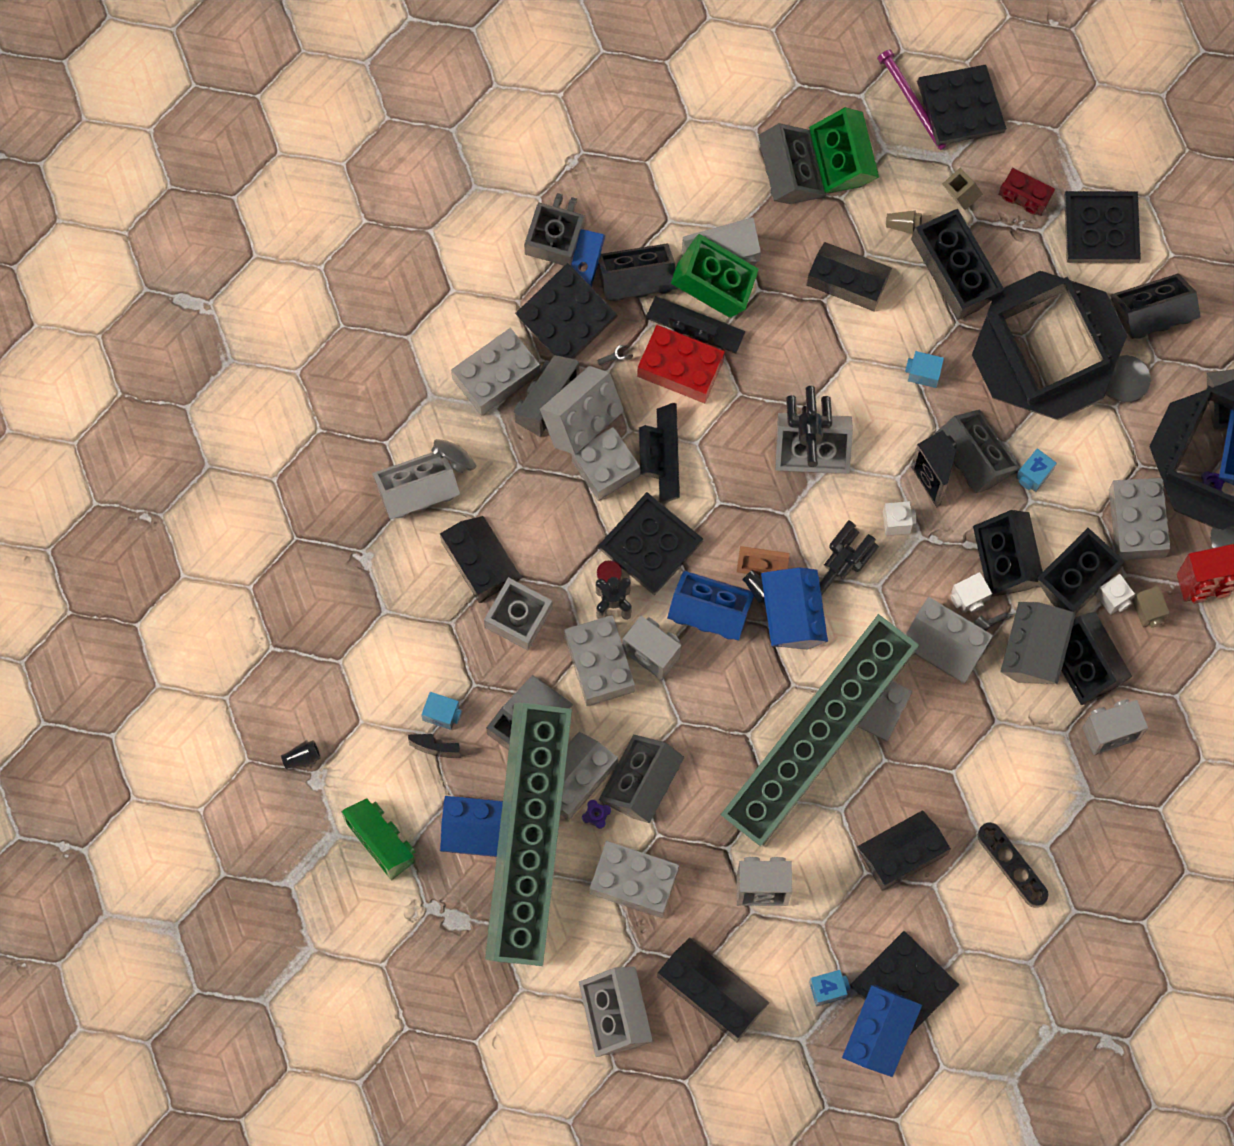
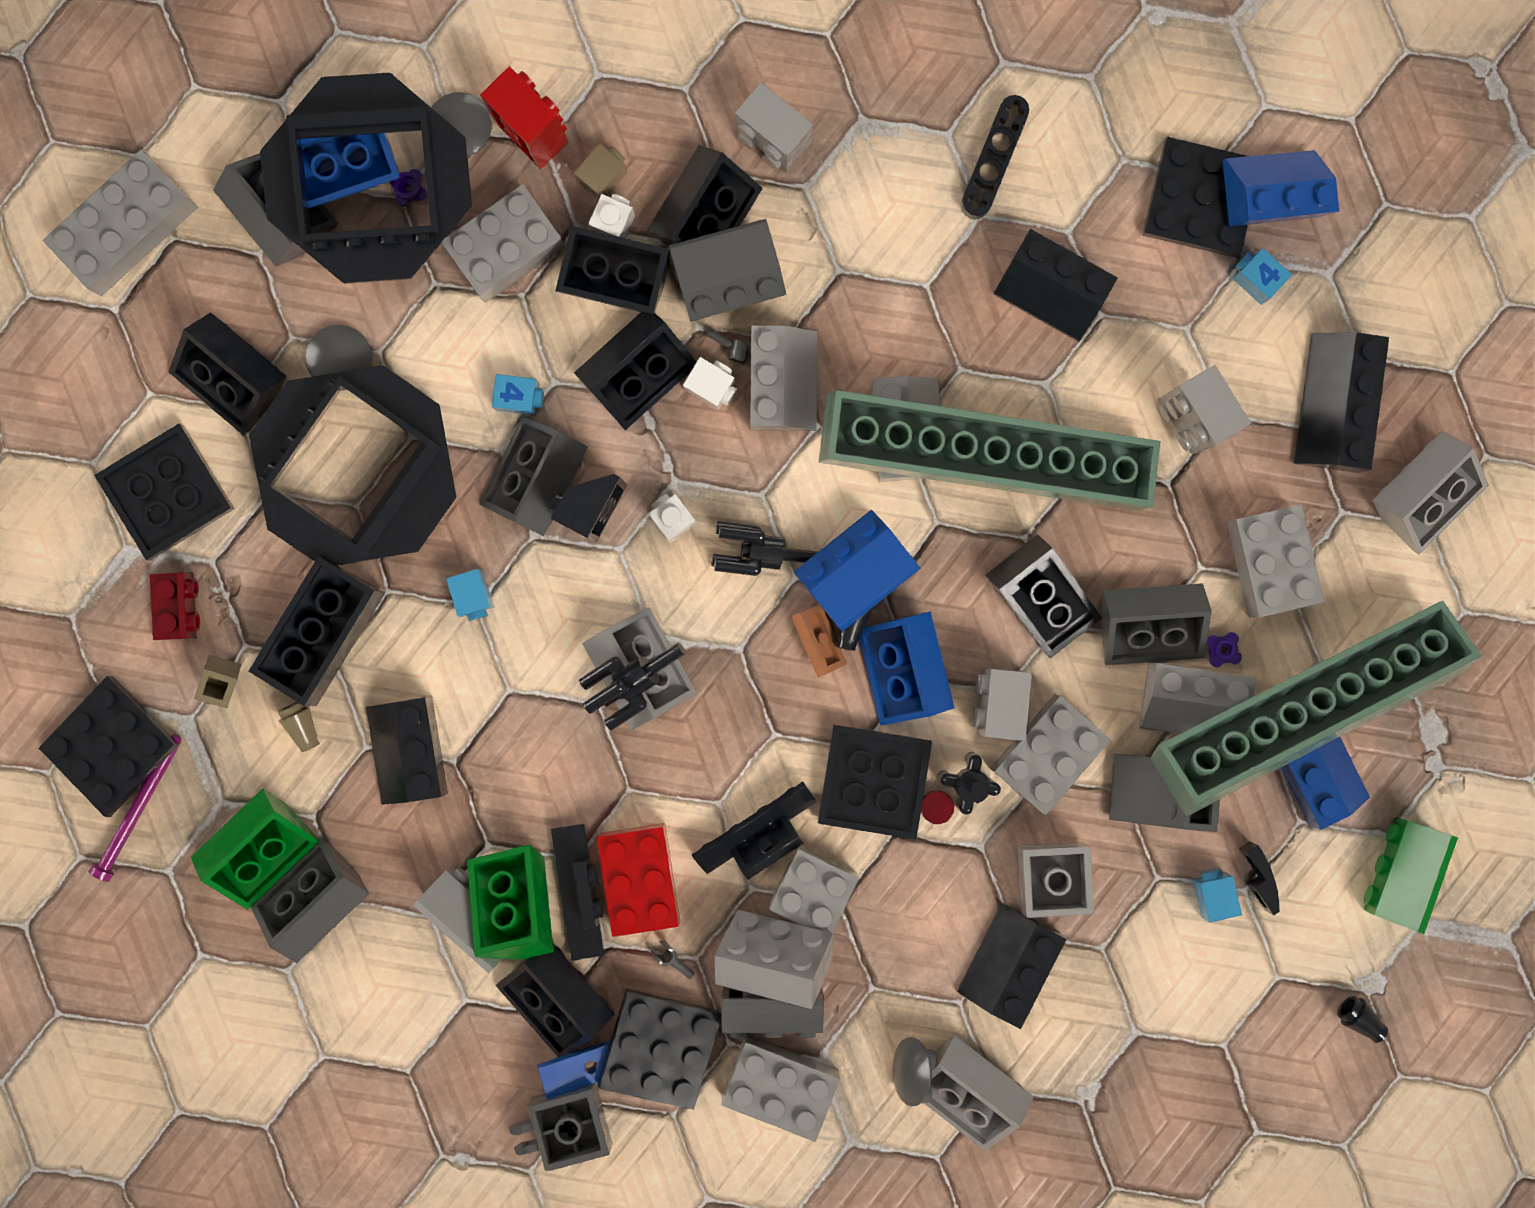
camera: 125 degrees left, 15 degrees up
(704, 718) = (1044, 595): none -> black slope

